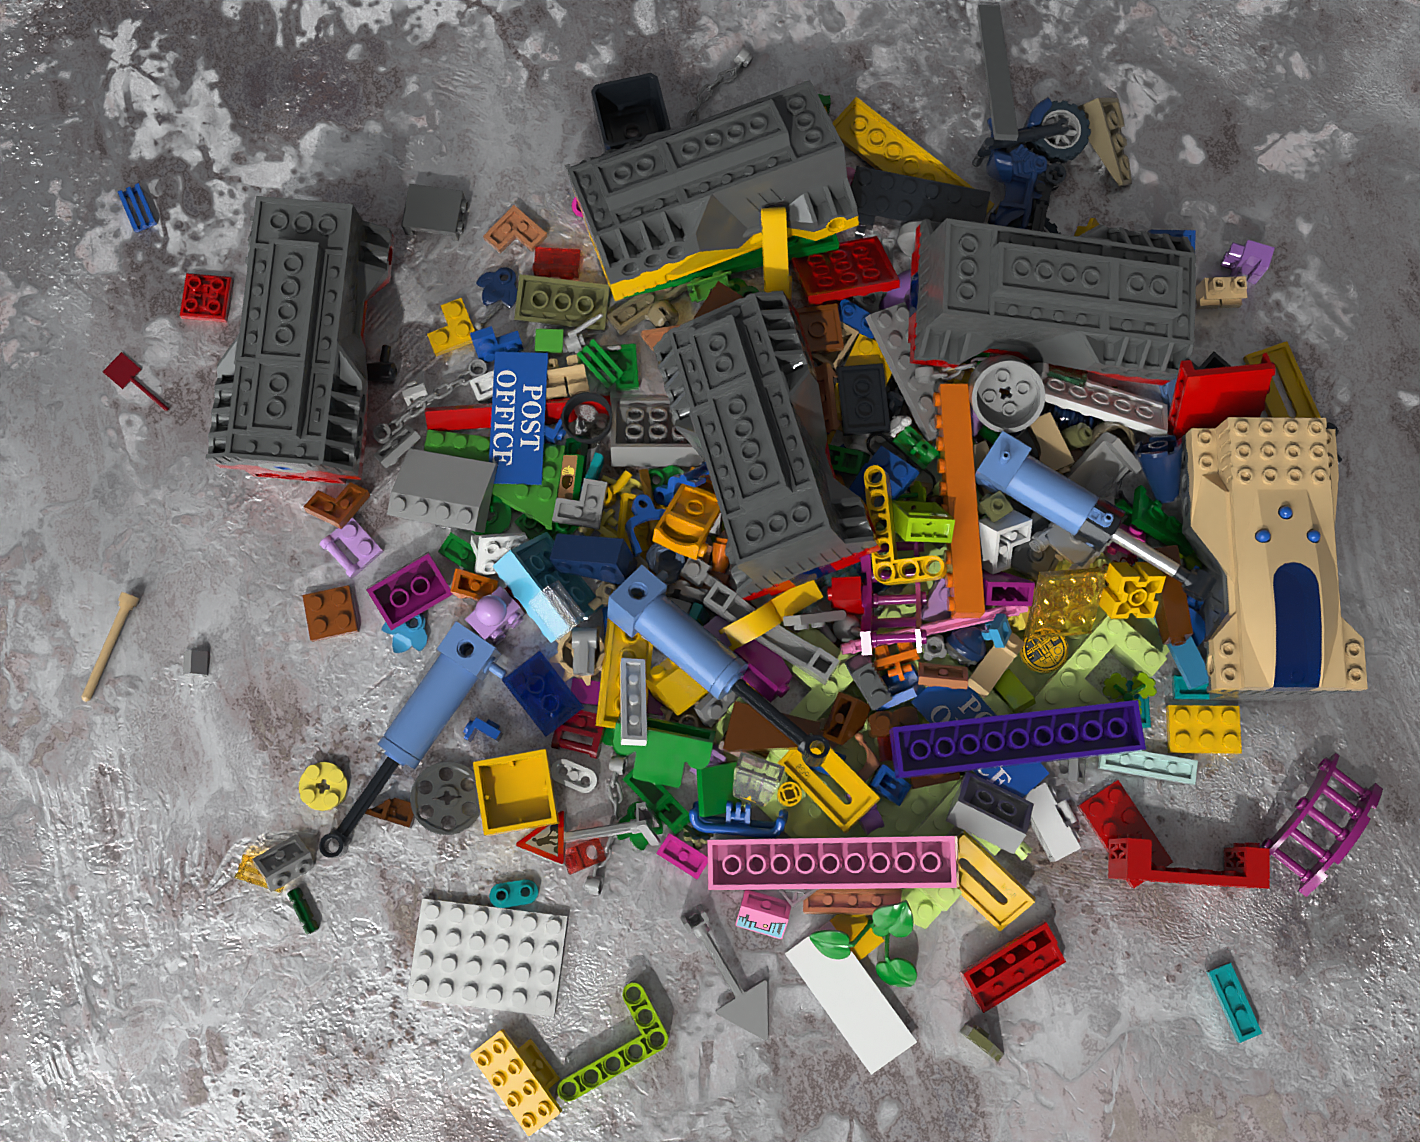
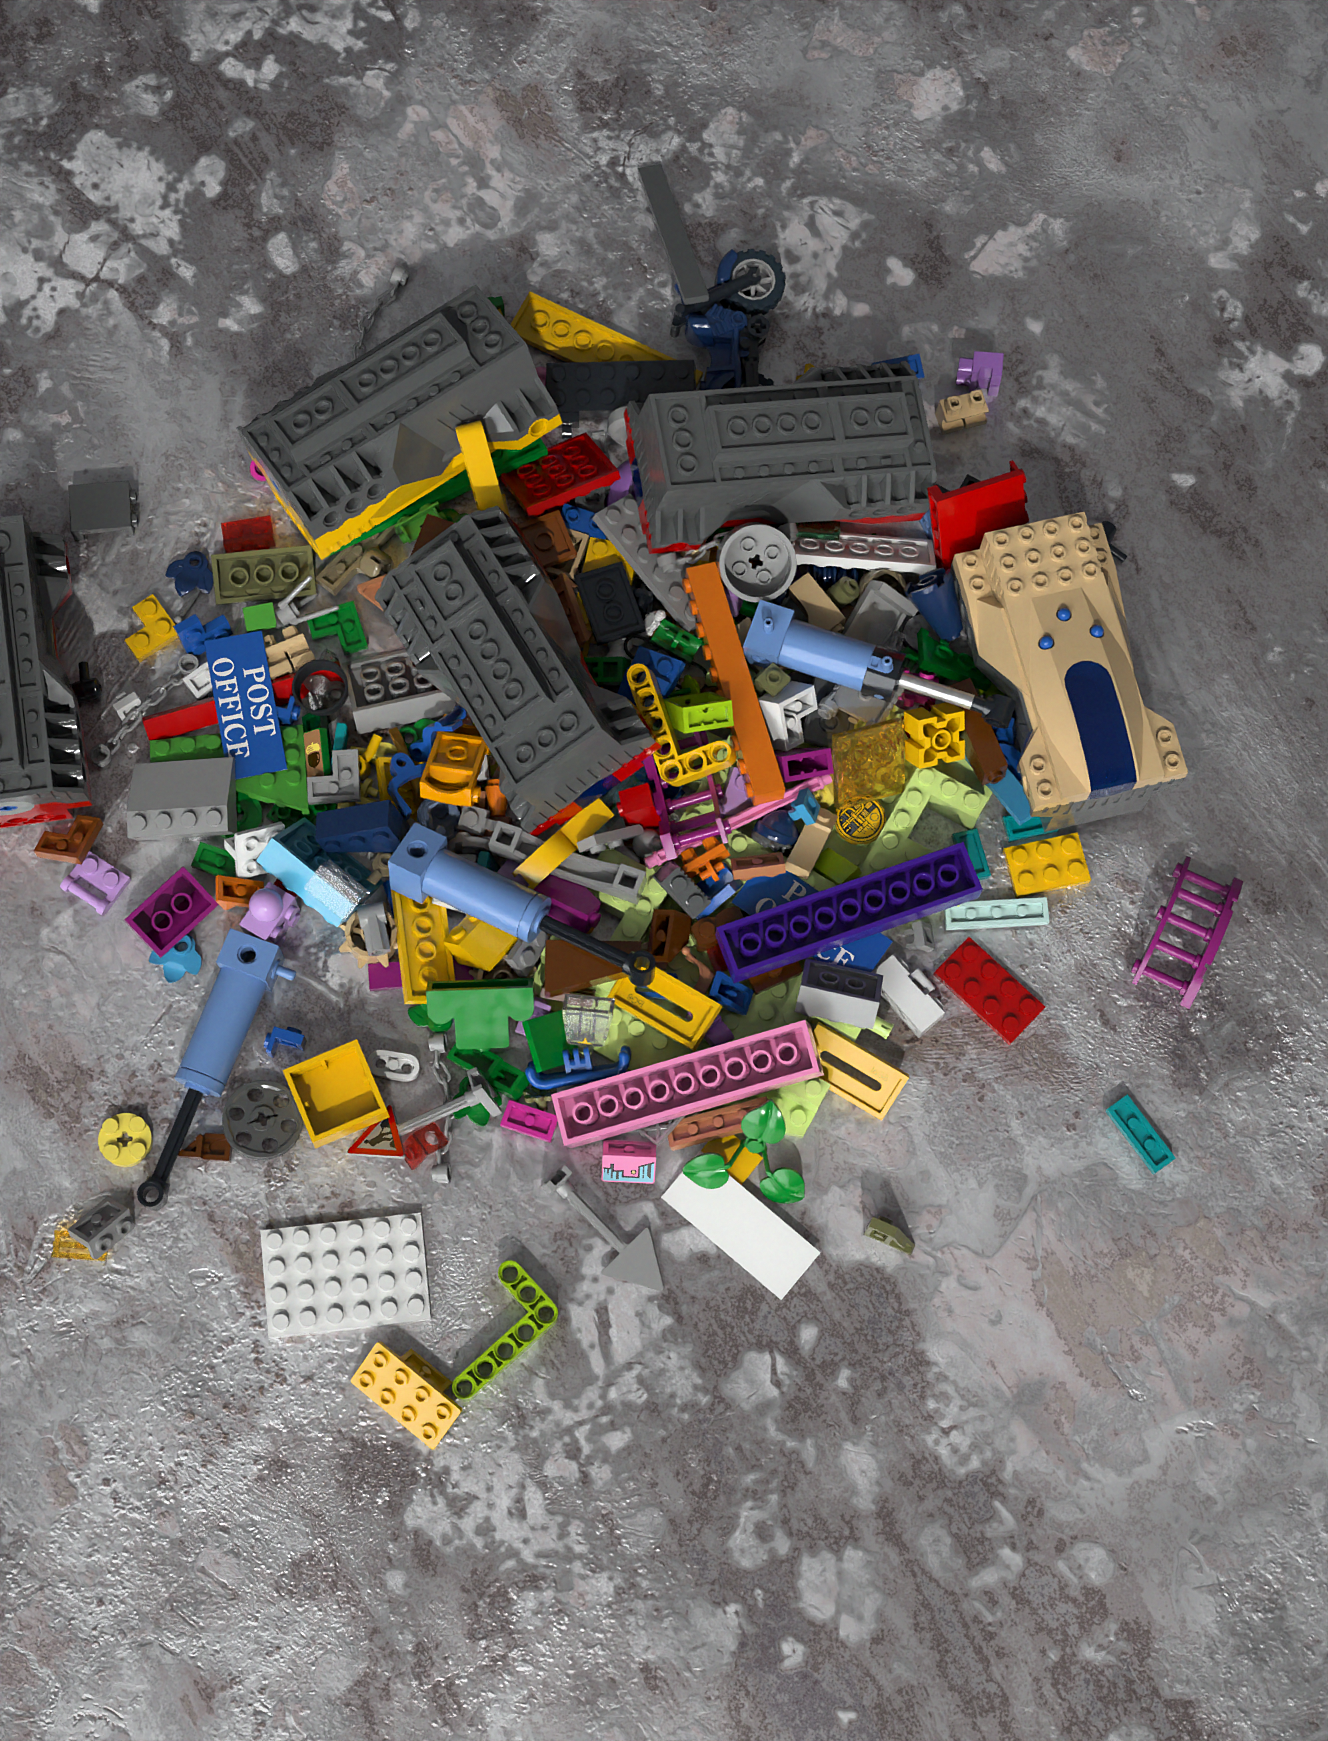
camera: 15 degrees left, 5 degrees down
(303, 910) = (134, 1274): dark green axle -> none
(330, 613) = (89, 957): dark orange plate -> none
(396, 446) = (120, 764): light grey plate -> none
(513, 226) = (194, 505): nougat plate -> none
(514, 893) = (358, 1205): teal plate -> none
(542, 693) = (339, 985): clear blue slope -> none
(581, 724) = (387, 1009): dark red plate -> none
(587, 349) = (303, 617): green tile -> none
(627, 105) = (286, 352): black plate -> none
(633, 702) = (439, 966): white plate -> none
(788, 798) = (626, 1034): yellow wheel -> none
(938, 642) = (745, 833): light grey plate -> none
(1013, 966) = (902, 1151): red brick -> none
(1106, 136) = (804, 276): dark tan wedge -> none
(1142, 685) = (971, 833): lime plant -> none
(1244, 865) = (1118, 998): red plate -> none
(1292, 381) = (1055, 483): yellow piece -> none

